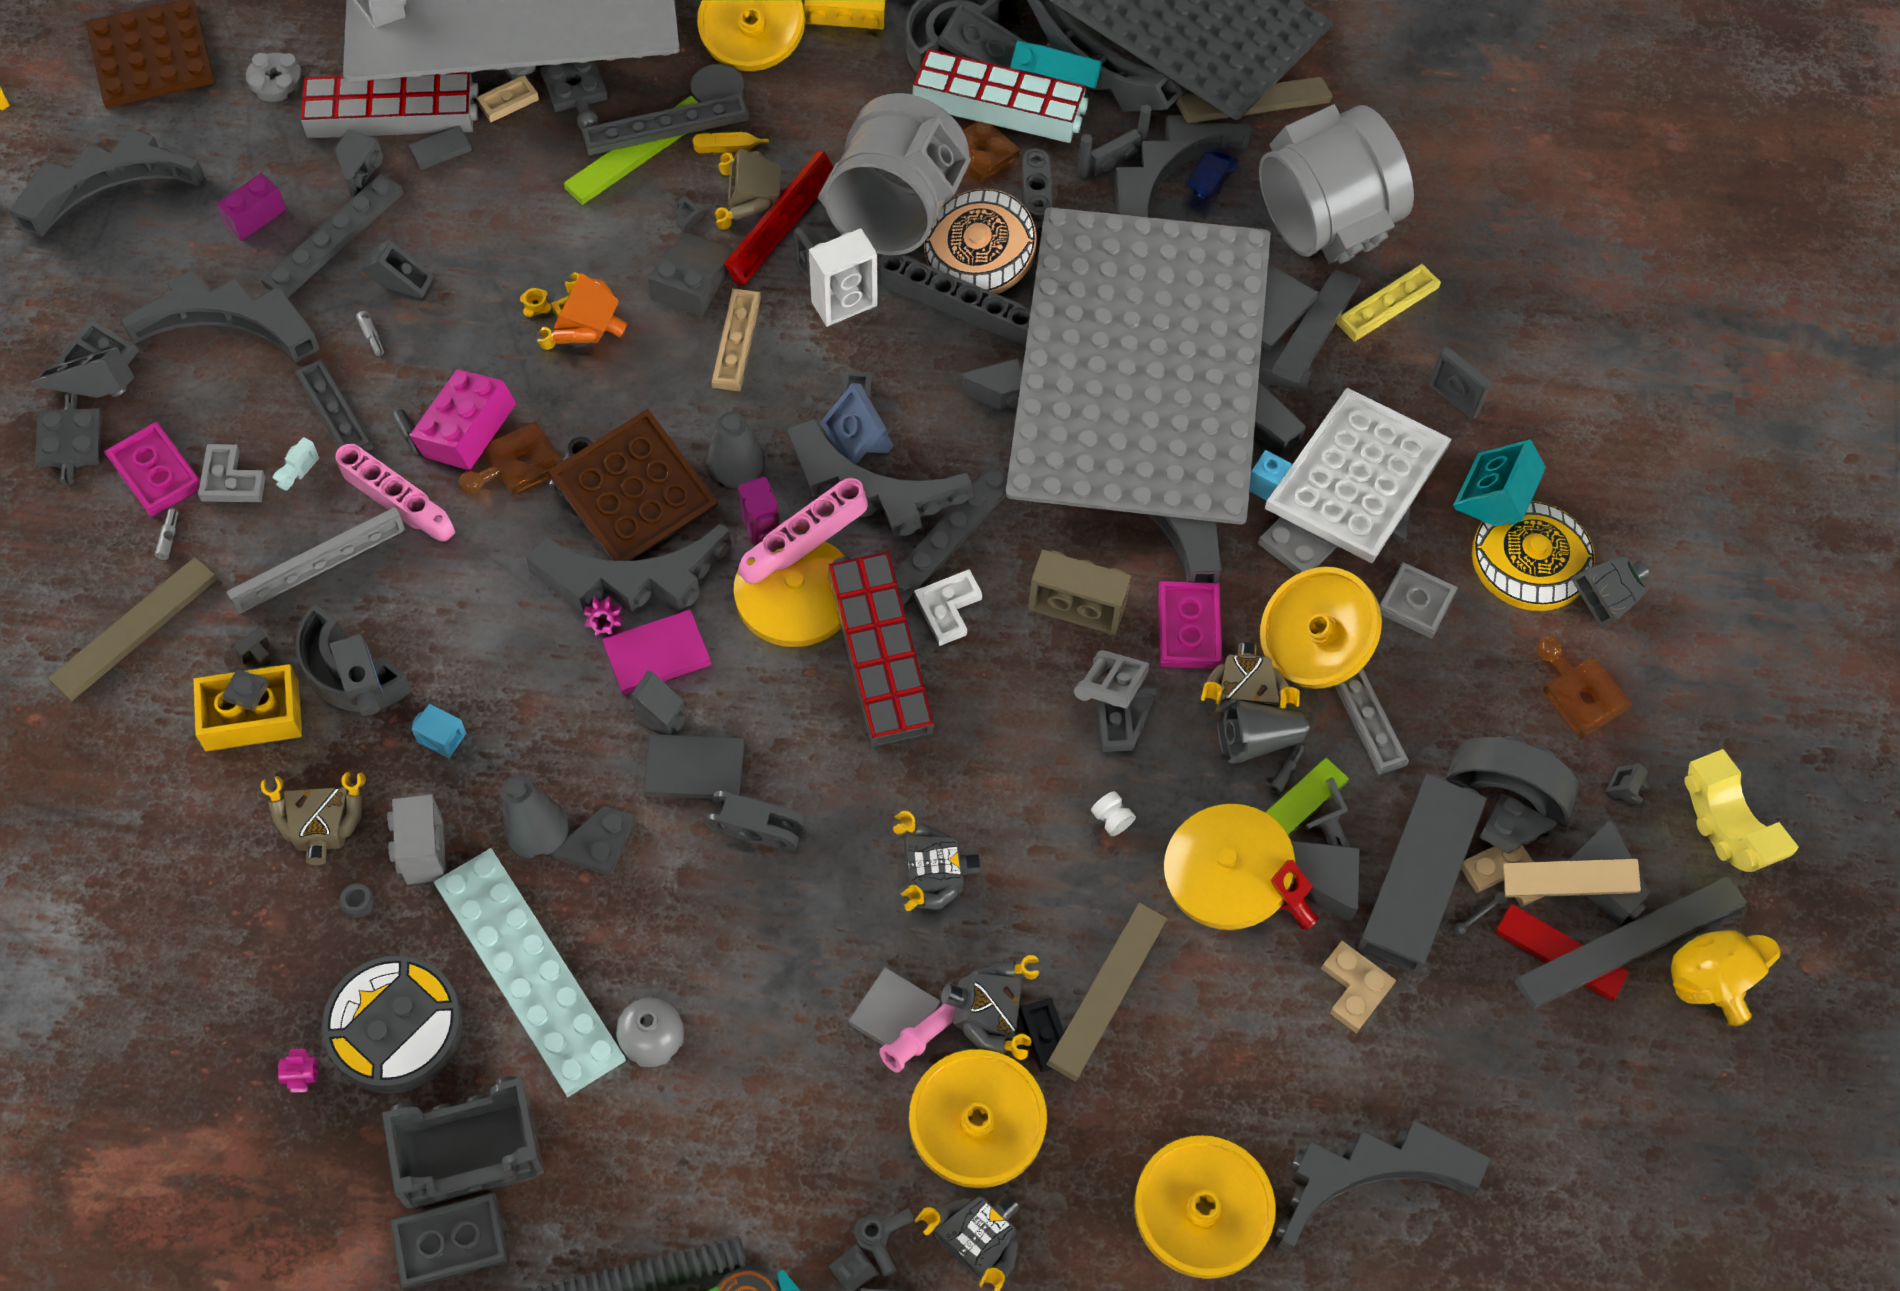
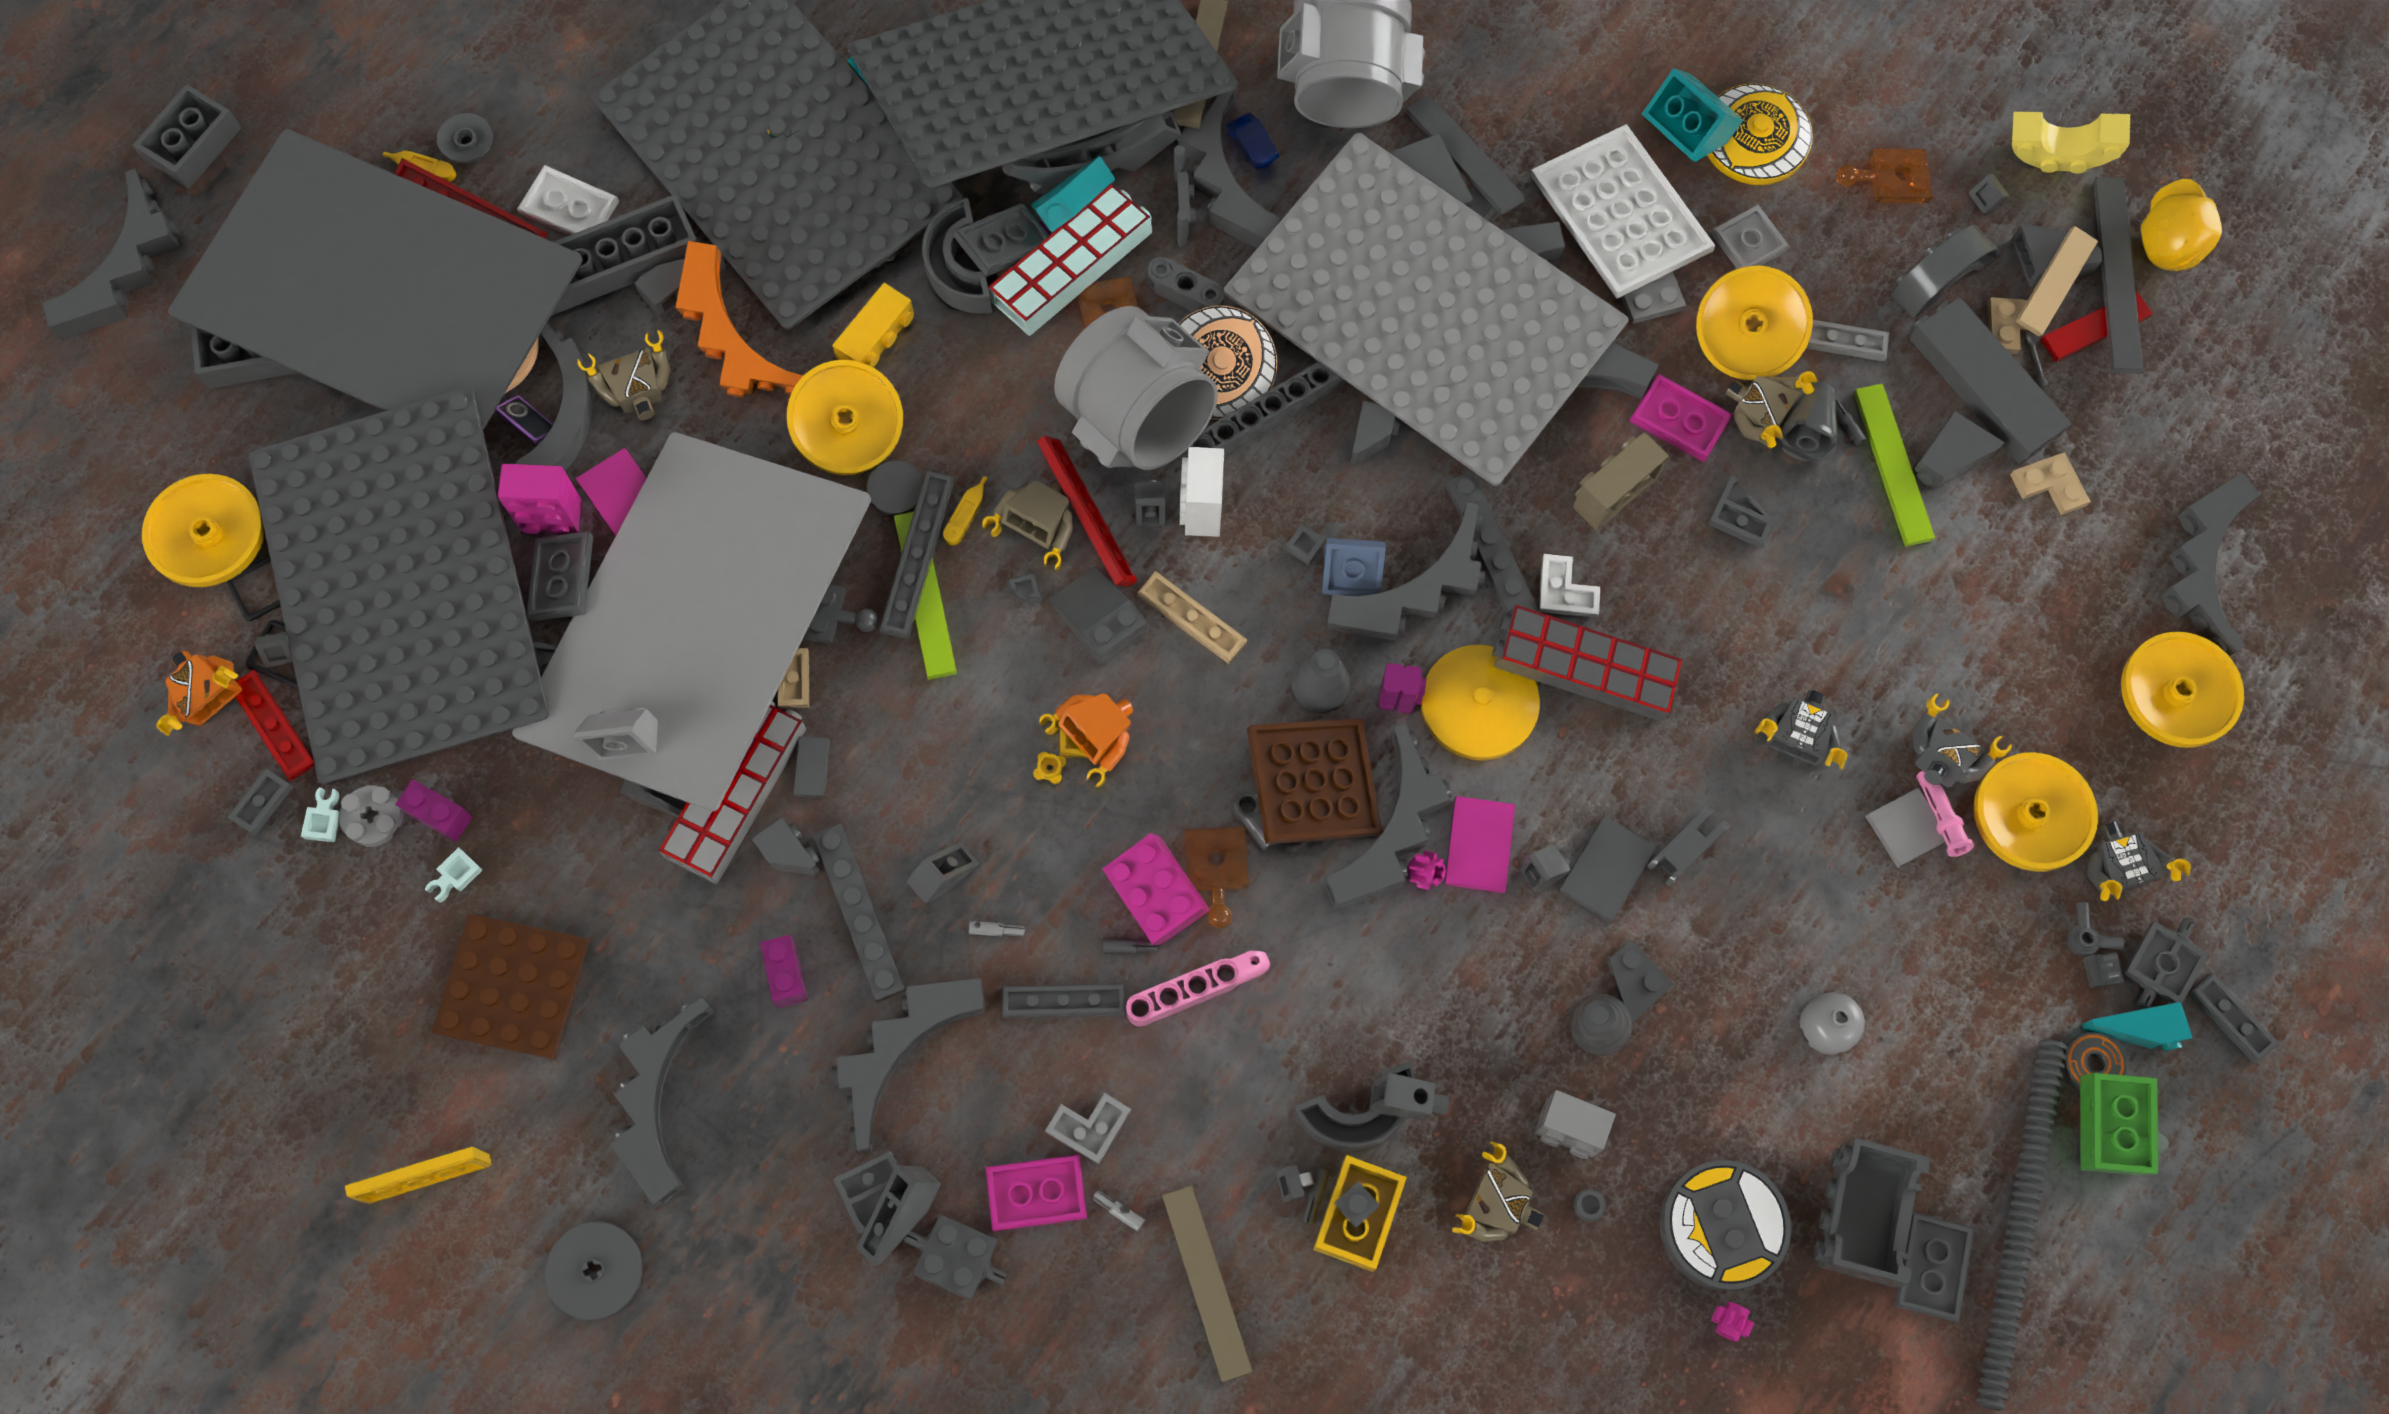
camera: 60 degrees left, 10 degrees up
(270, 64) = (617, 863): light grey plate -> none
(298, 462) = (1108, 1055): light aqua plate -> none
(316, 560) = (1230, 1088): light grey tile -> none
(438, 730) = (1464, 1061): medium azure brick -> none
(530, 972) = (1728, 1093): light aqua plate -> none
(809, 520) = (1454, 708): bright pink piece -> none
(1043, 1028) = (1986, 724): black plate -> none
(1106, 992) = (1974, 660): dark tan tile -> none
(1111, 811) = (1823, 570): white wheel -> none
(1120, 682) = (1717, 496): light grey plate -> none
(1224, 866) = (1919, 511): yellow dish -> none
(1267, 474) = (1587, 273): medium azure brick -> none
(1294, 899) = (1968, 482): red bracket -> none
(1329, 824) = (1912, 416): dark grey bracket -> none
(1388, 302) = (1460, 86): light yellow tile -> none
(1460, 383) = (1583, 85): dark grey tile -> none
(1515, 824) = (1983, 292): dark grey wing -> none
(1612, 588) = (1825, 98): dark grey torso -> none

